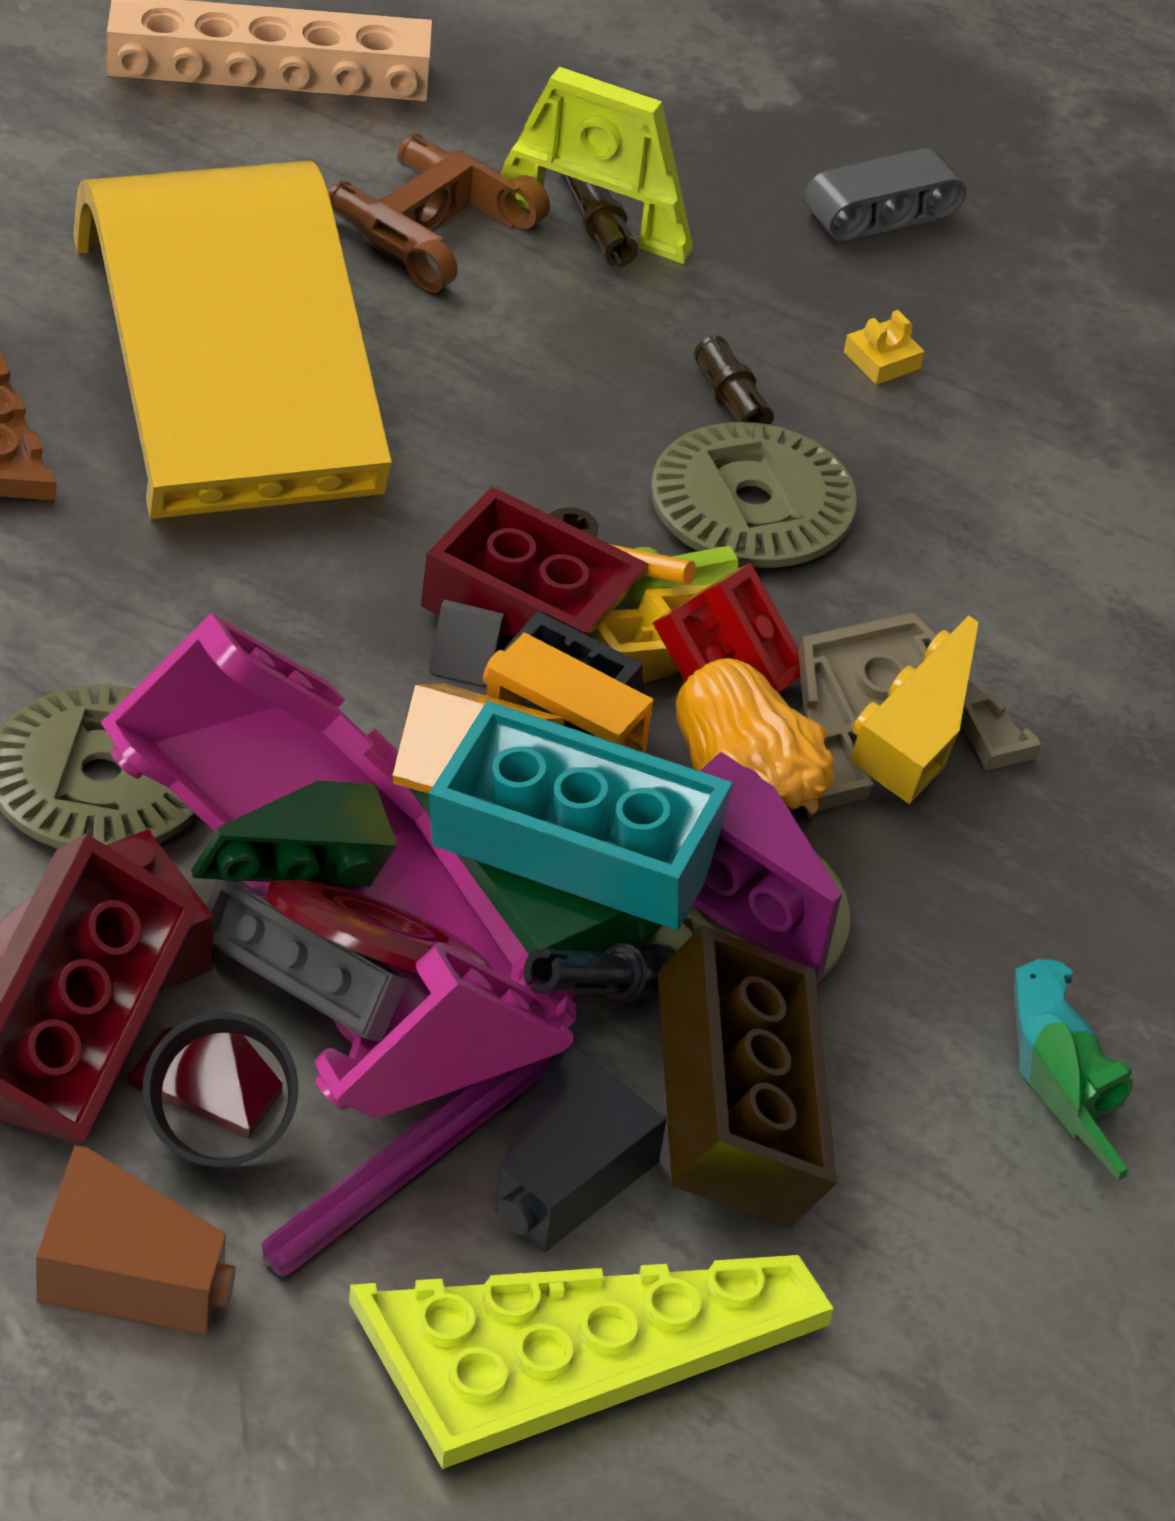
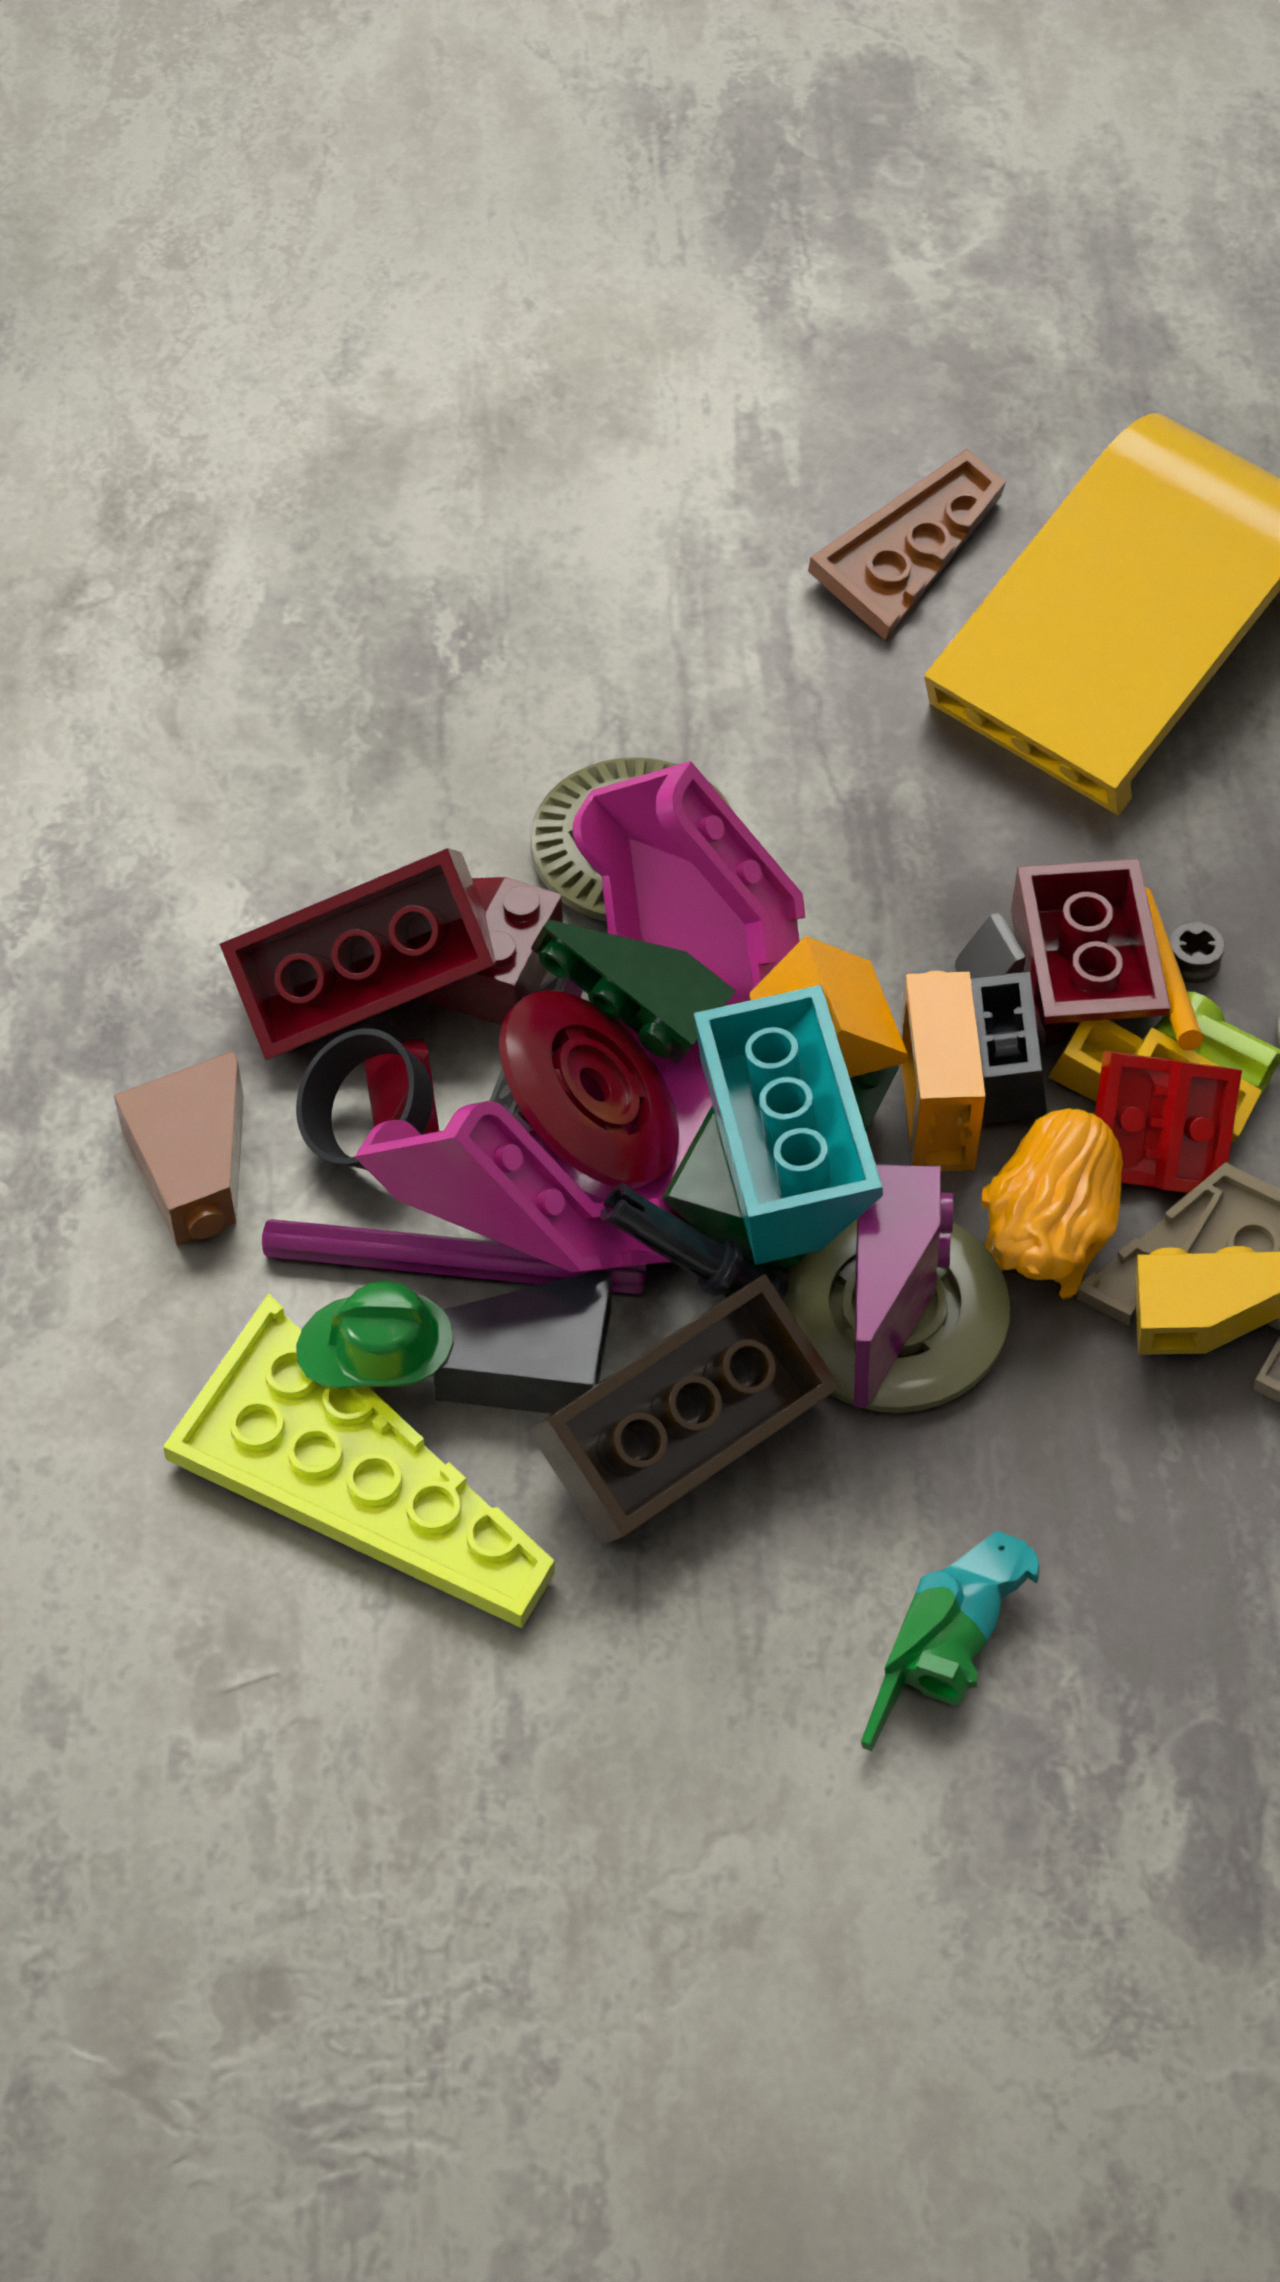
camera: 60 degrees right, 10 degrees up
(483, 1233) = (375, 1339): none -> green piece

